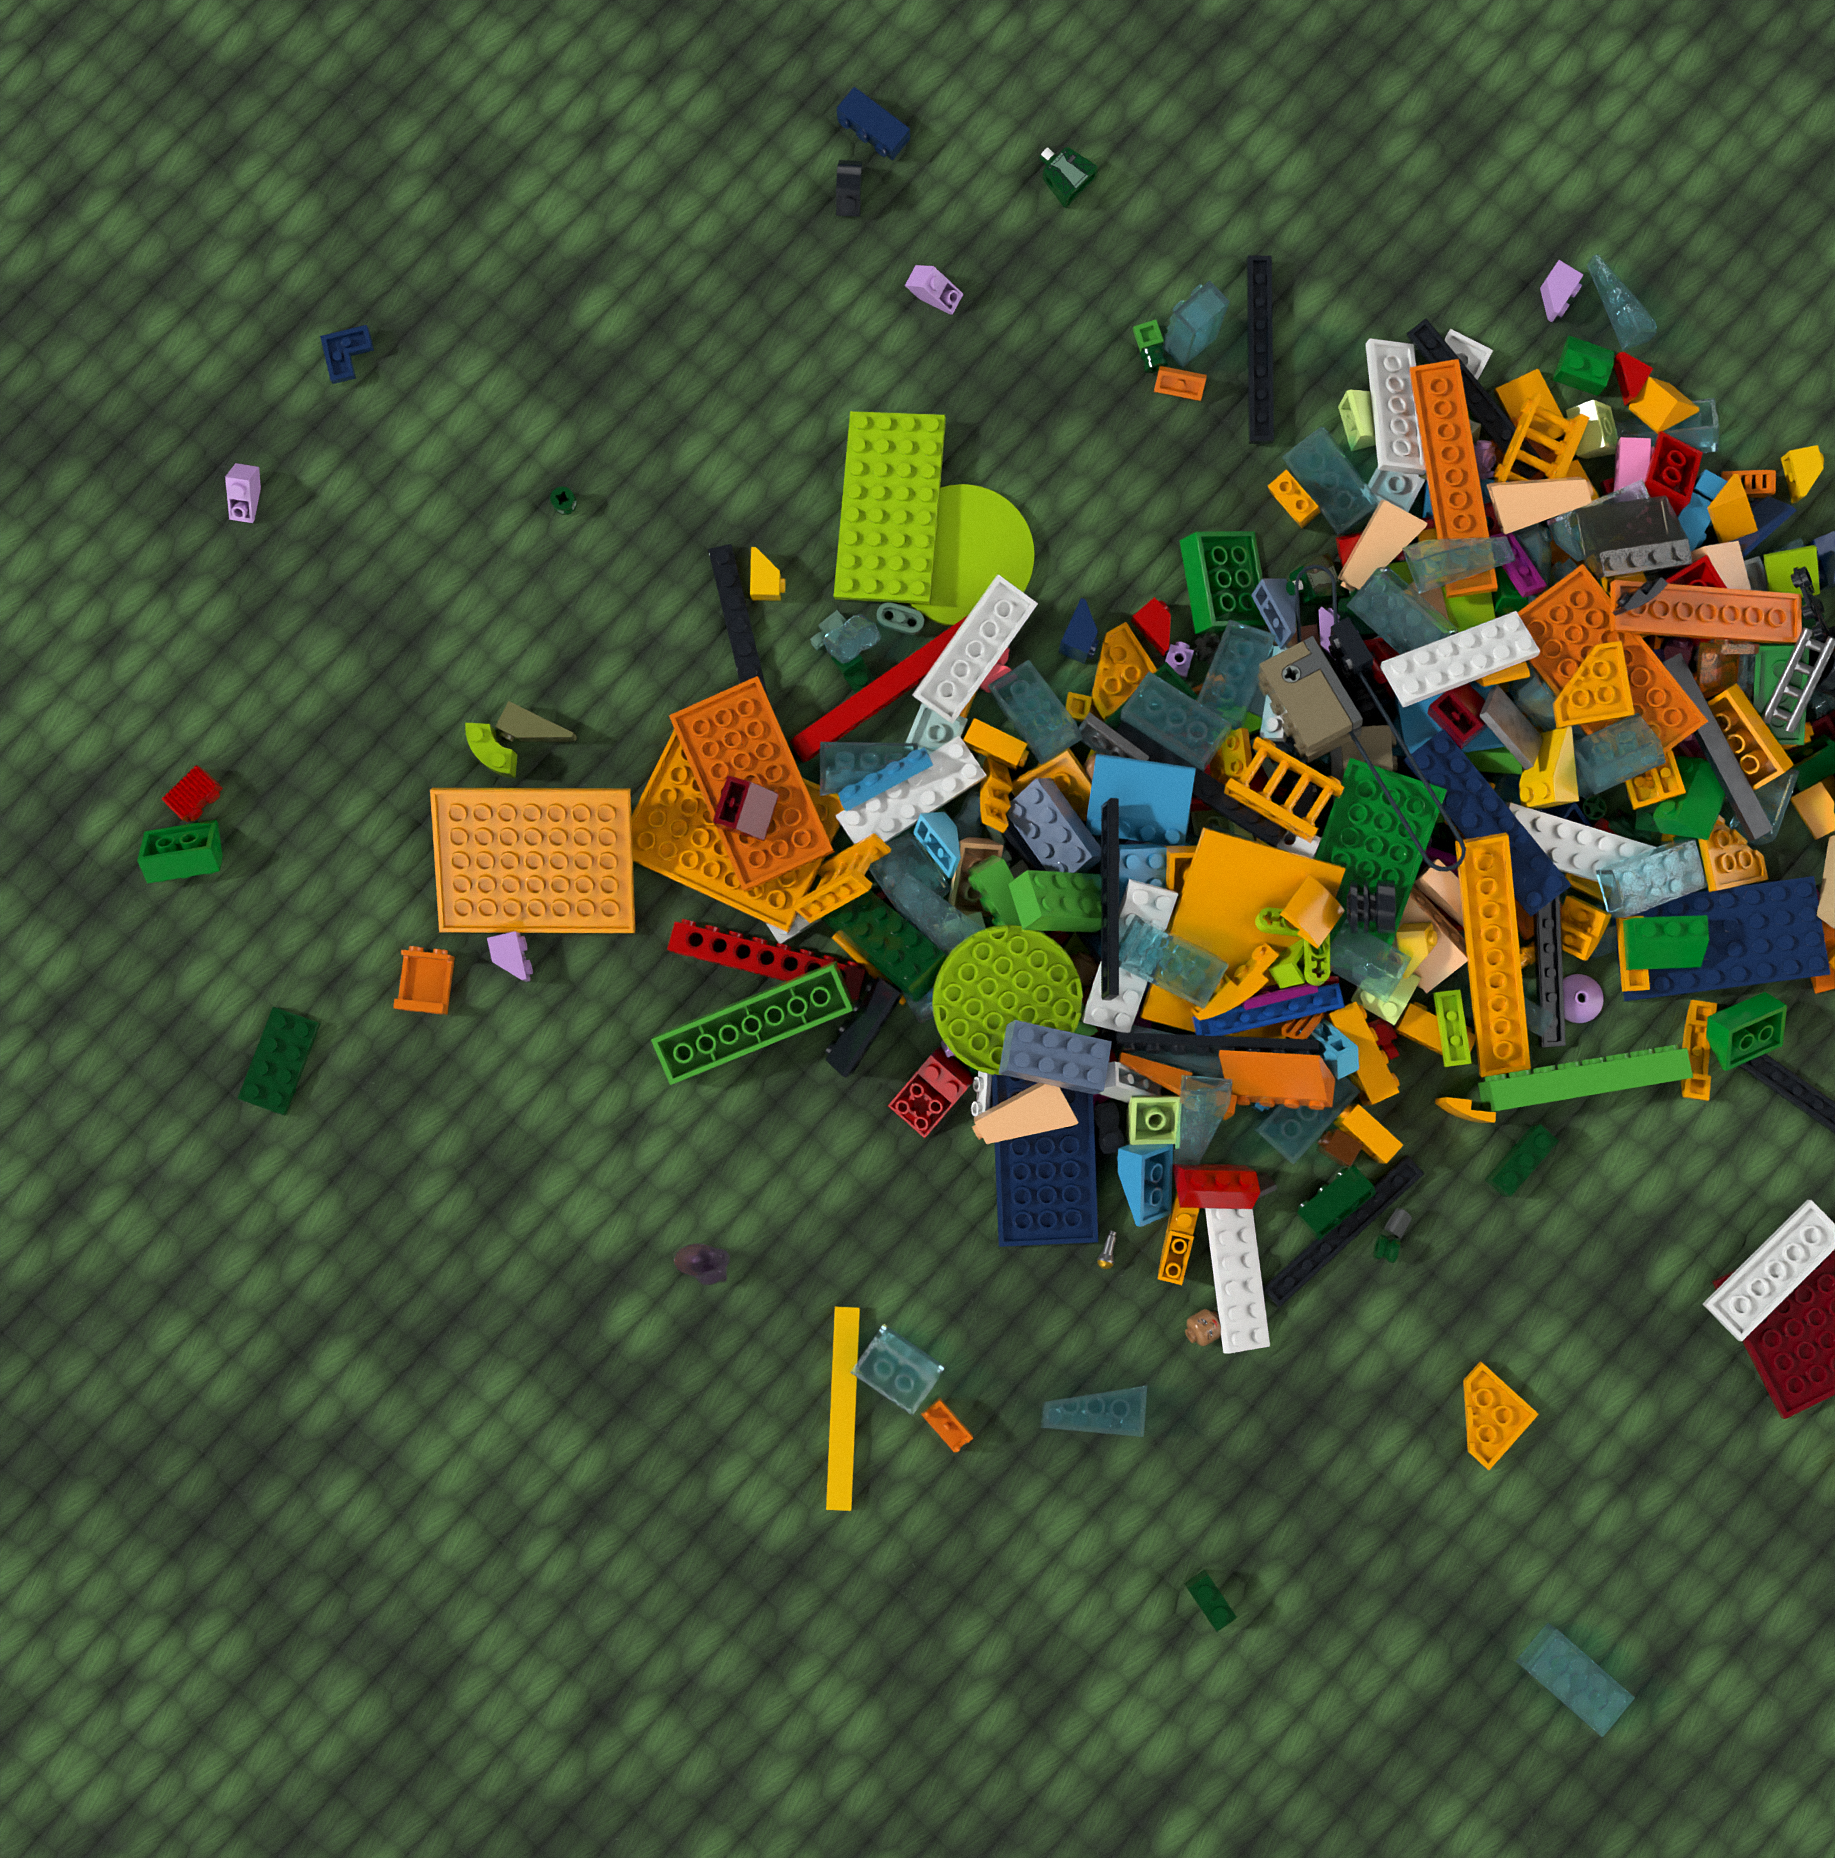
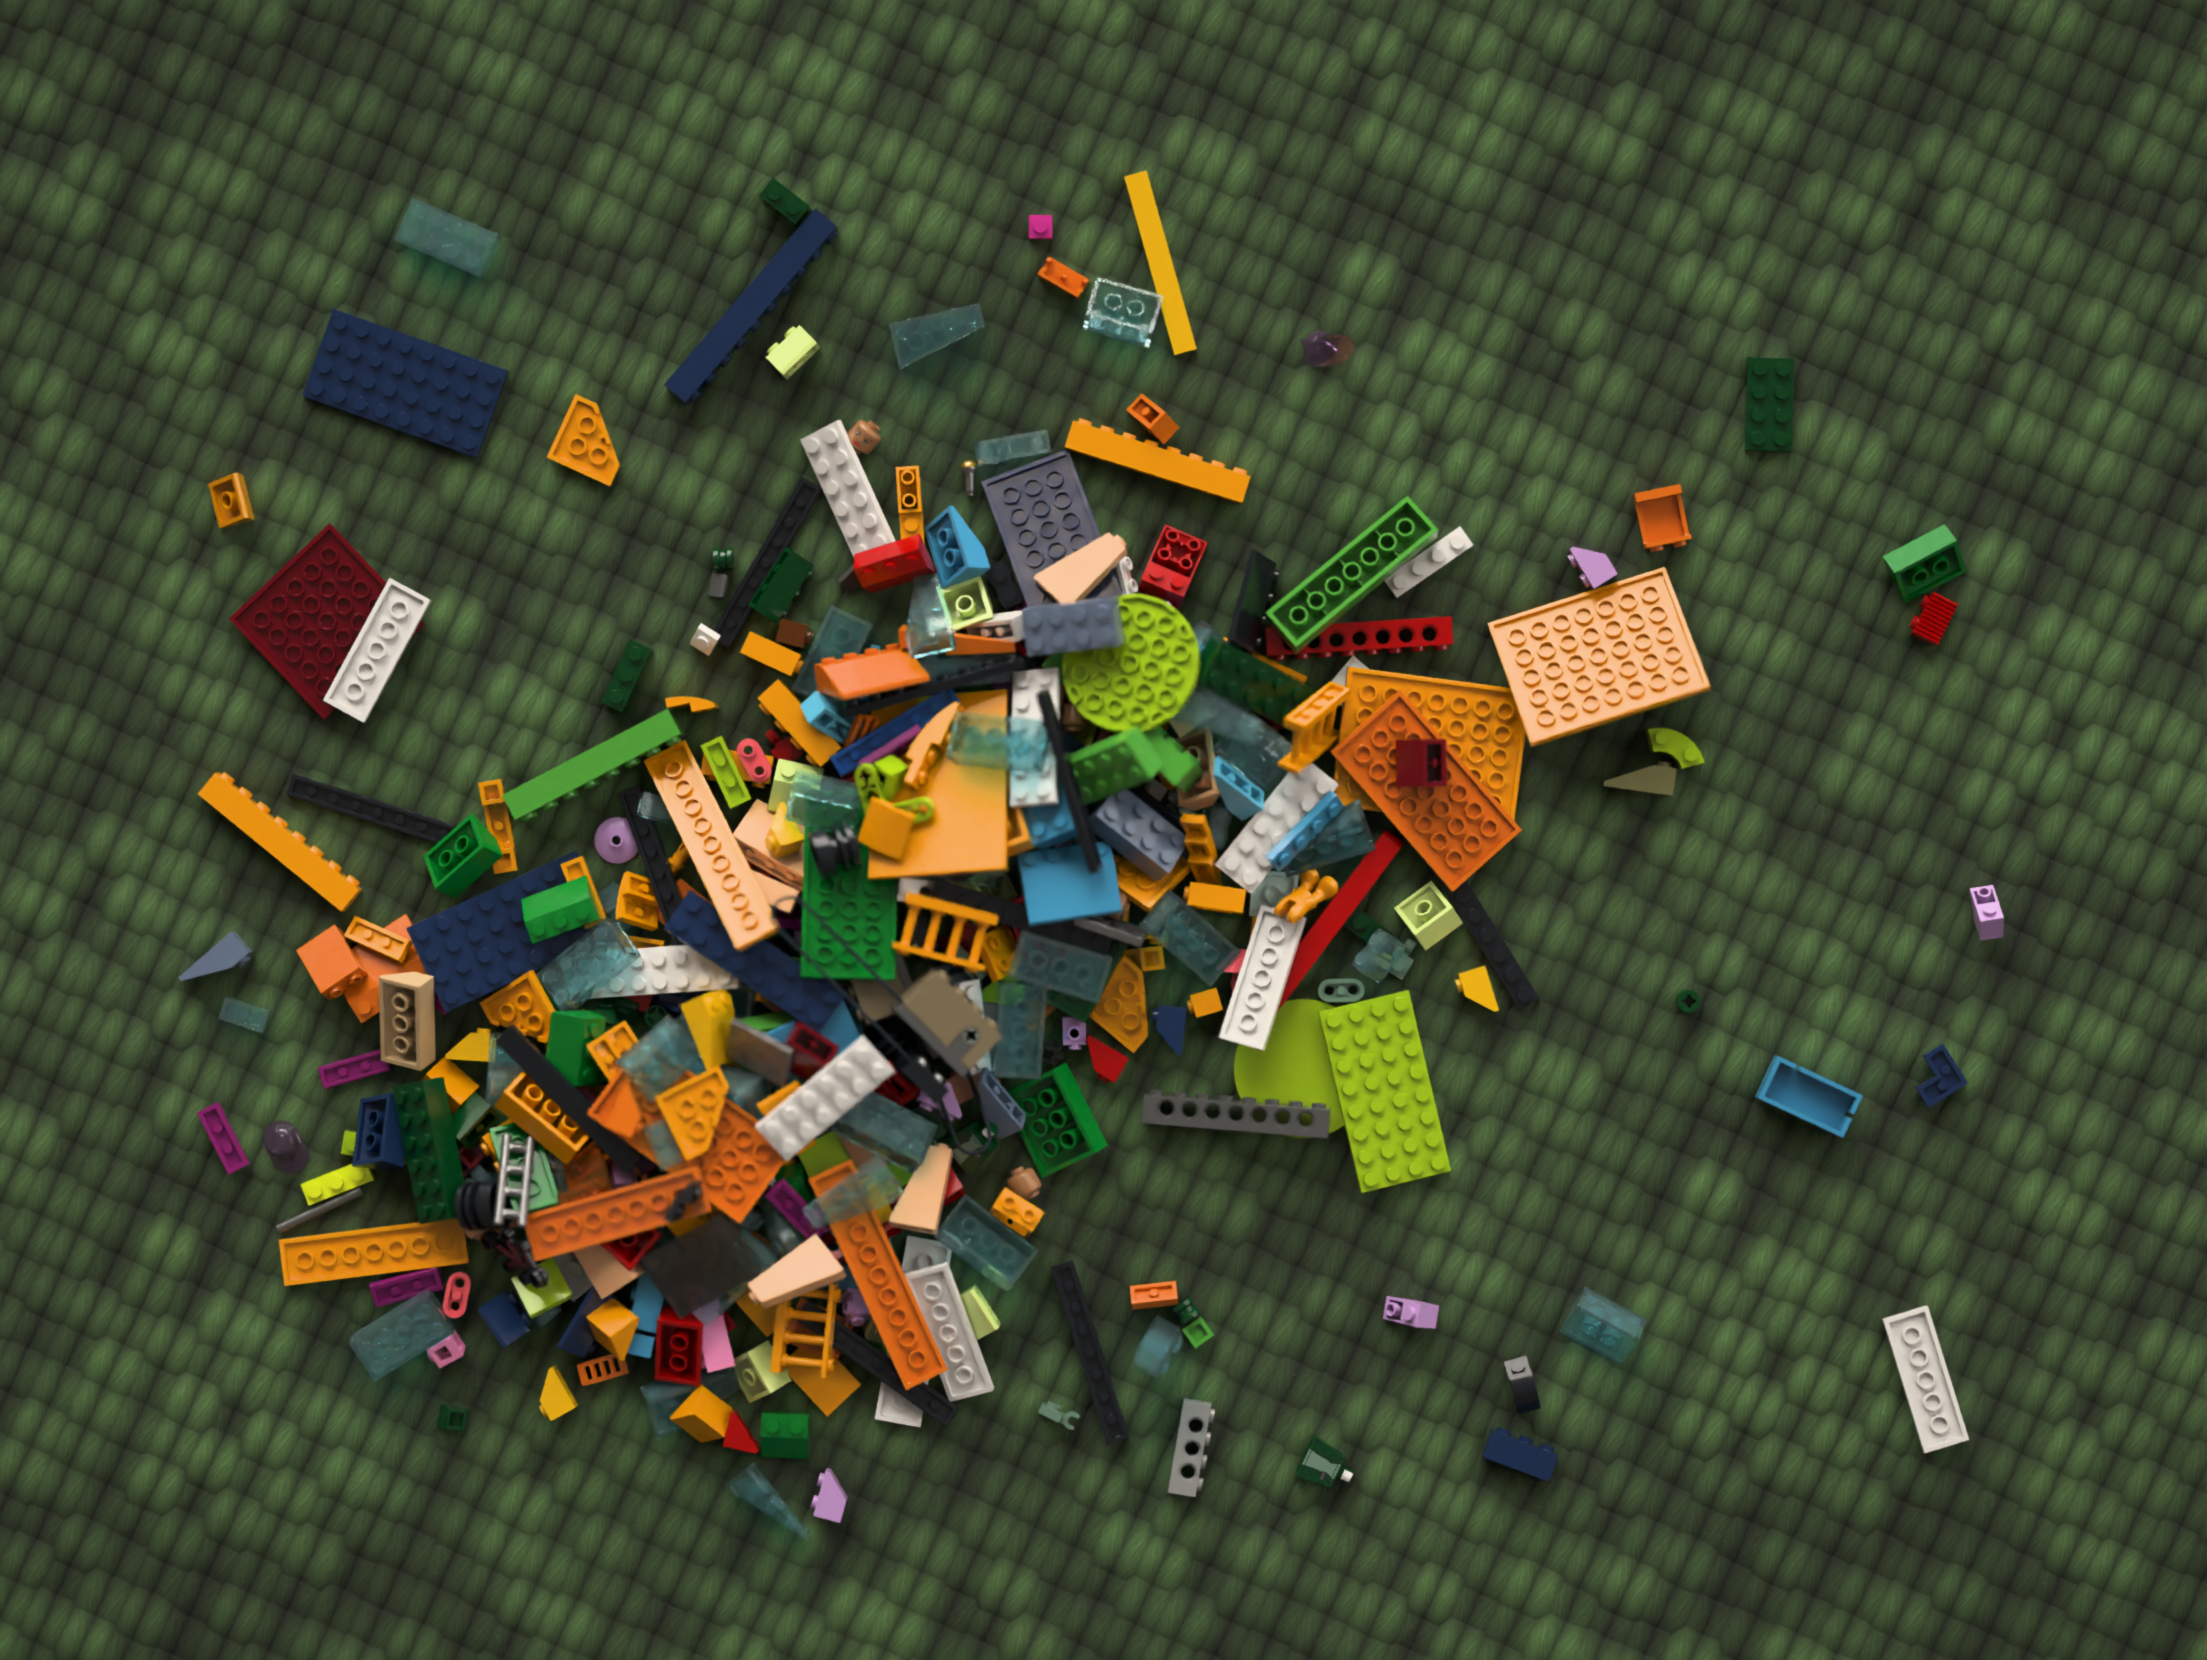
camera: 160 degrees right, 5 degrees up
(460, 74) = (1925, 1379): none -> white plate
(477, 370) = (1808, 1096): none -> dark azure piece
(671, 1013) = (1428, 562): none -> white plate
(751, 219) = (1603, 1325): none -> clear light blue slope
(790, 663) = (1428, 915): none -> yellowish green slope
(902, 1249) = (1153, 418): none -> orange slope
(910, 713) = (1302, 900): none -> light orange piece
(912, 1203) = (1157, 462): none -> light orange brick
(953, 1486) = (1040, 226): none -> dark pink plate
(1038, 648) = (1204, 1002): none -> light orange brick
(1055, 1266) = (1012, 447): none -> clear light blue slope
(1057, 526) = (1153, 1114): none -> dark grey brick
(1177, 262) = (1178, 1482): none -> light grey brick
(1250, 1440) = (792, 351): none -> yellowish green slope
(1274, 529) = (1024, 1183): none -> medium nougat head
(1279, 1501) = (751, 306): none -> dark blue brick
(1313, 300) = (1053, 1412): none -> sand green plate
(1419, 1031) = (755, 759): none -> coral plate
(1430, 1172) = (705, 639): none -> white plate
(1639, 665) = (663, 1144): none -> clear light blue plate
(1662, 1540) = (405, 383): none -> dark blue plate
(1669, 705) = (626, 1114): none -> orange slope
(1791, 836) = (473, 1047): none -> yellow slope

